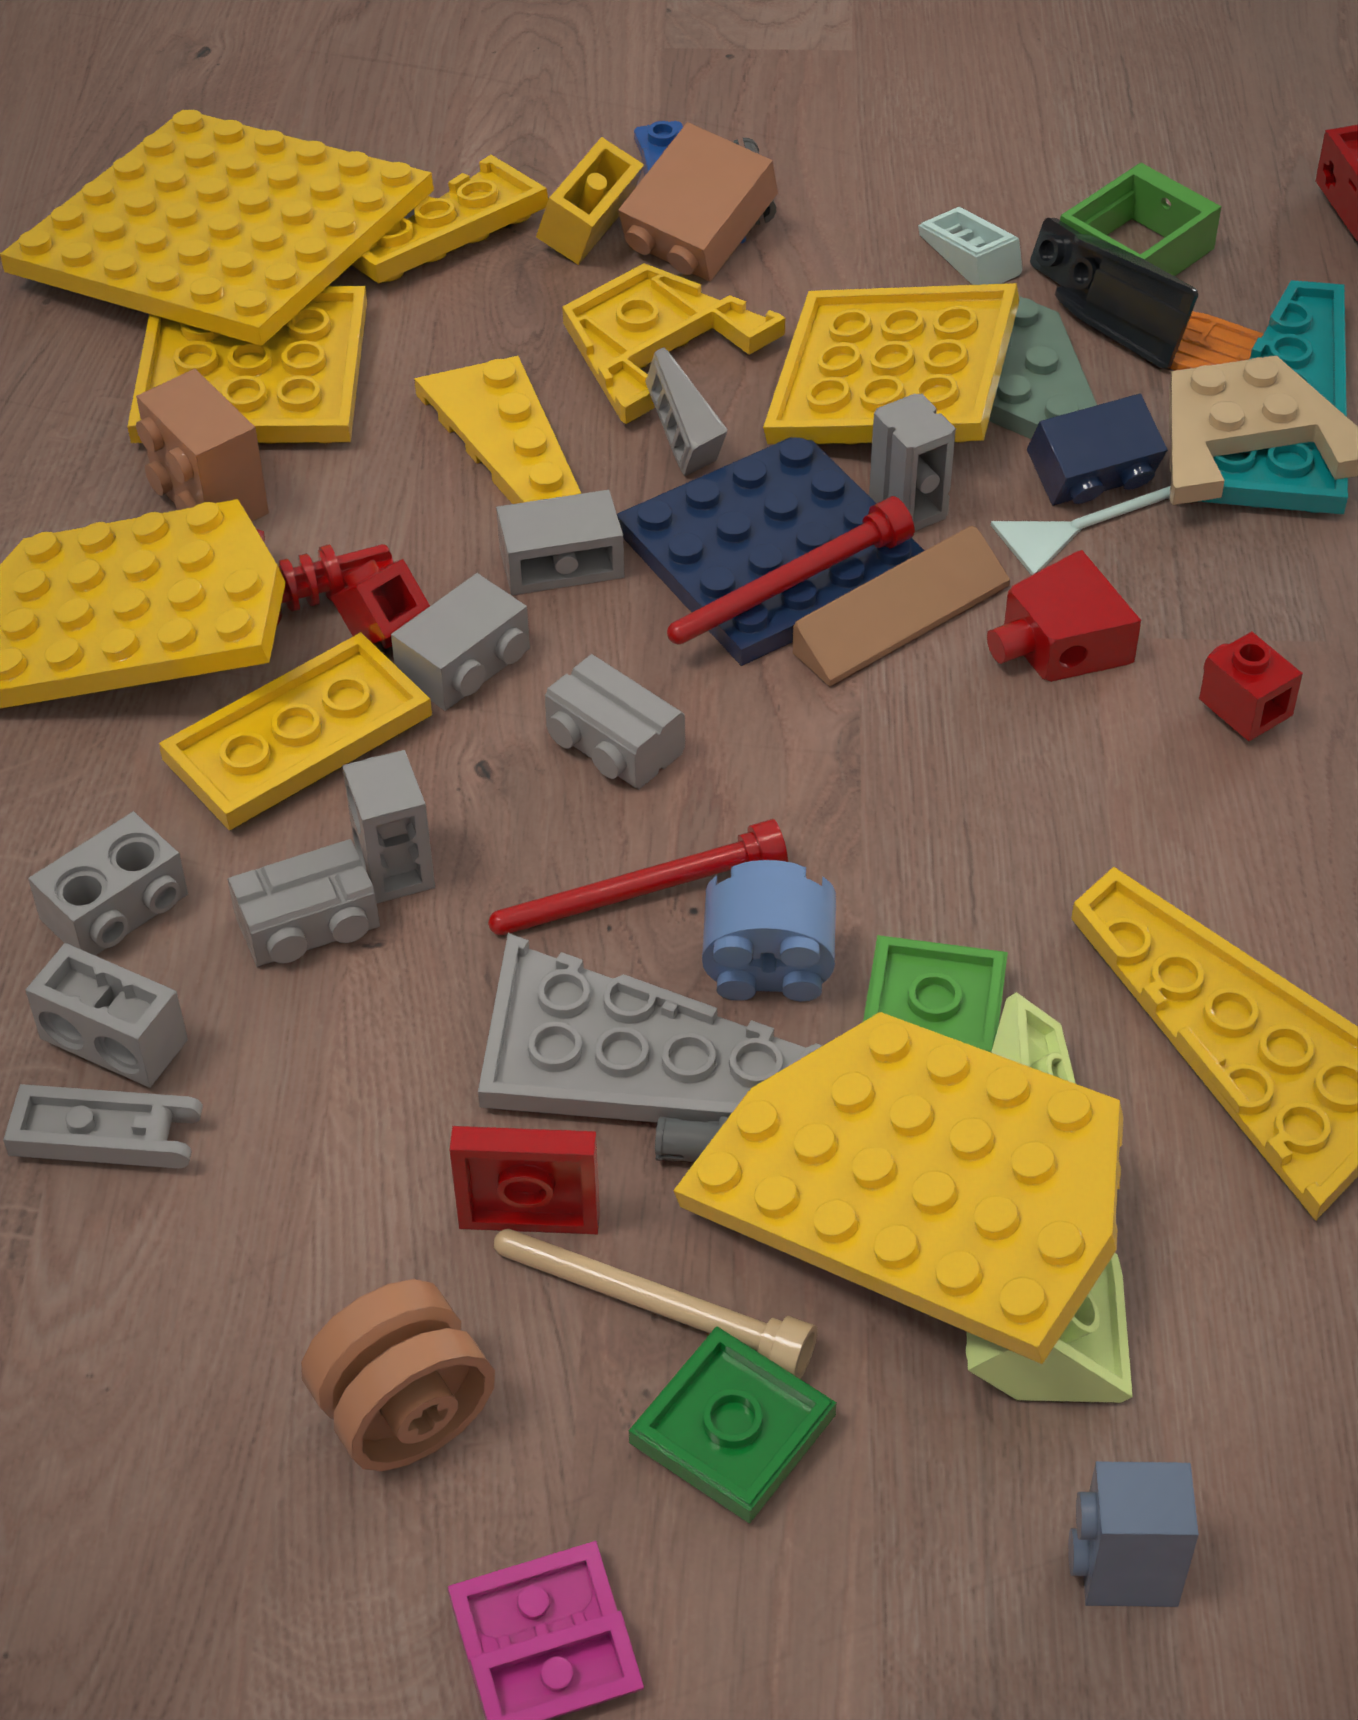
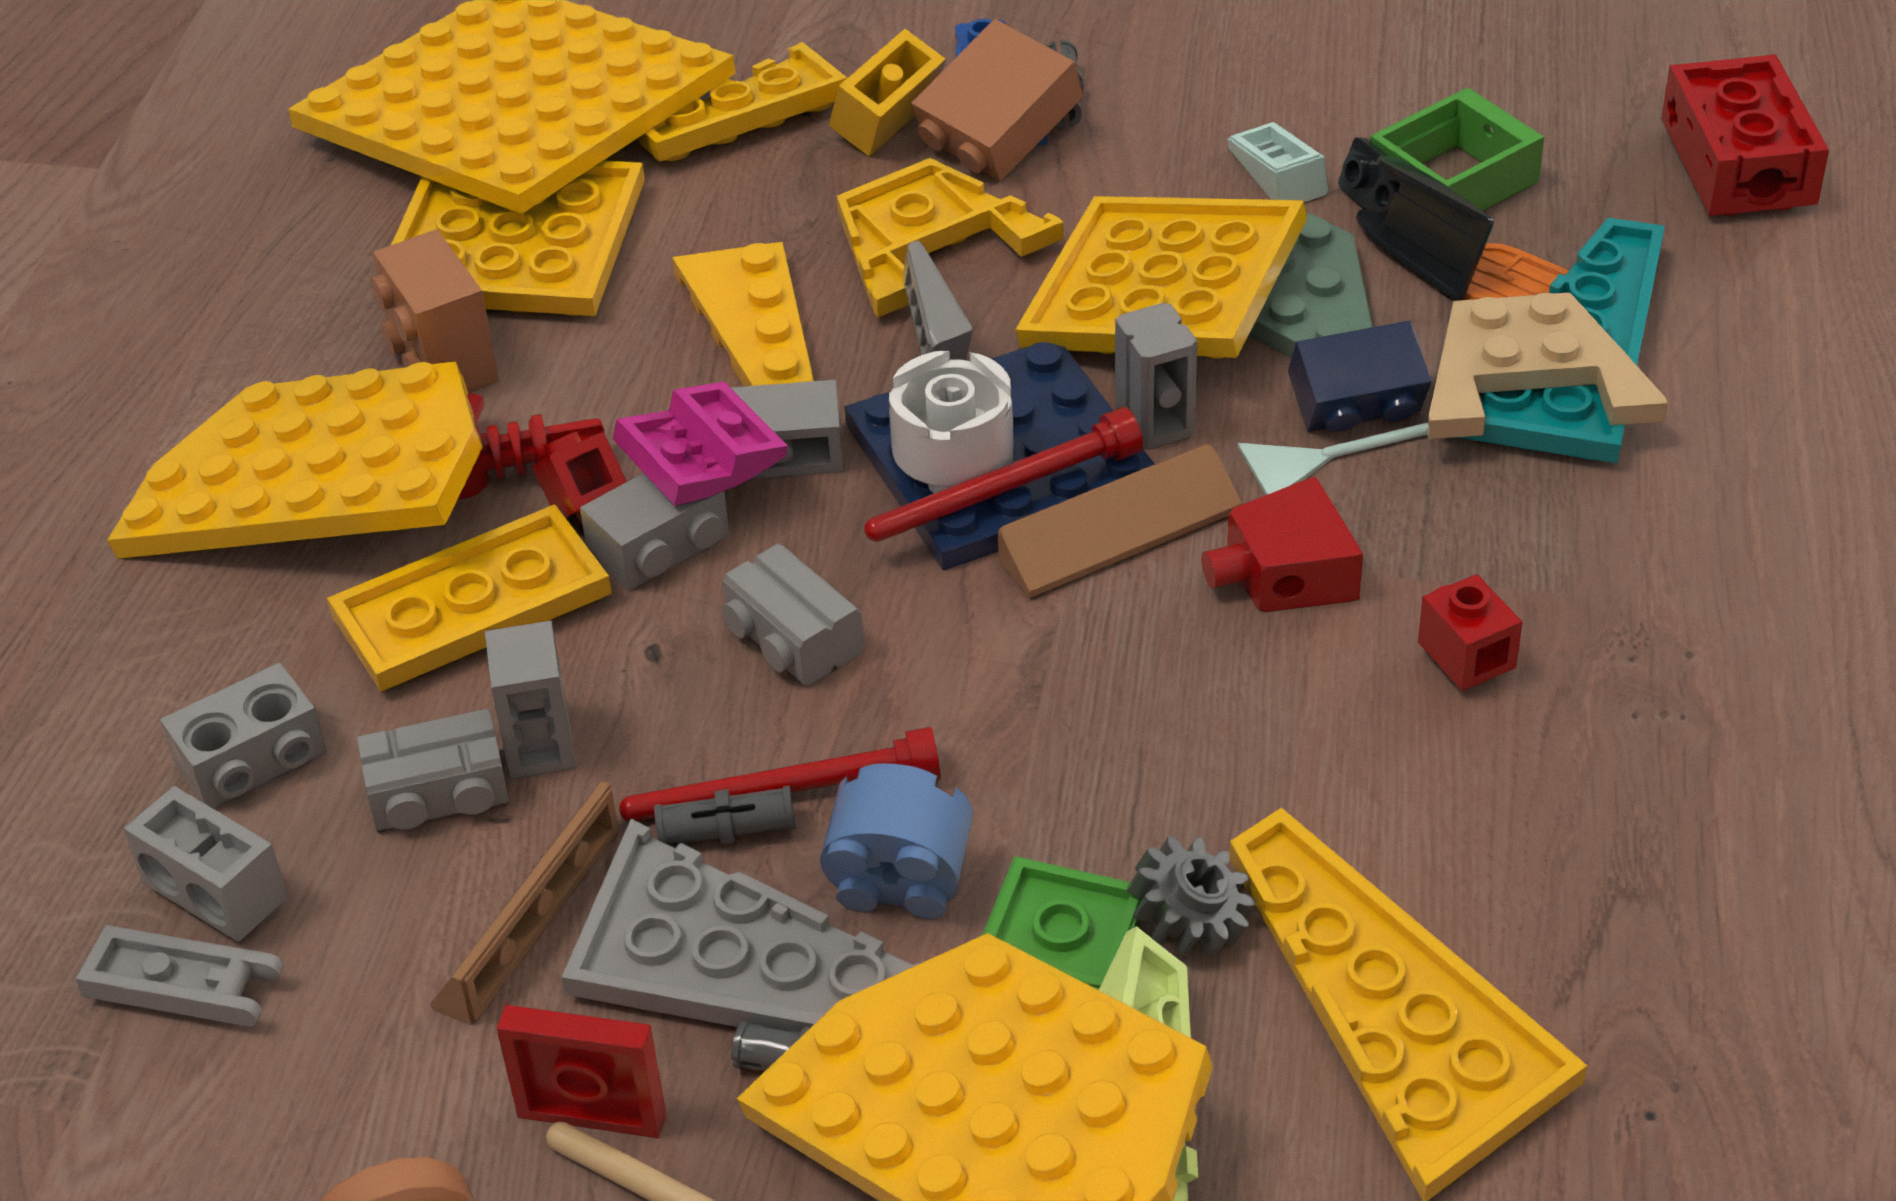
camera: 10 degrees right, 5 degrees down
(424, 1028) = (530, 909): none -> medium nougat slope
(495, 562) = (700, 443): none -> dark pink slope
(595, 922) = (725, 816): none -> dark grey pin
(732, 520) = (951, 418): none -> white brick
(1050, 957) = (1191, 896): none -> dark grey gear

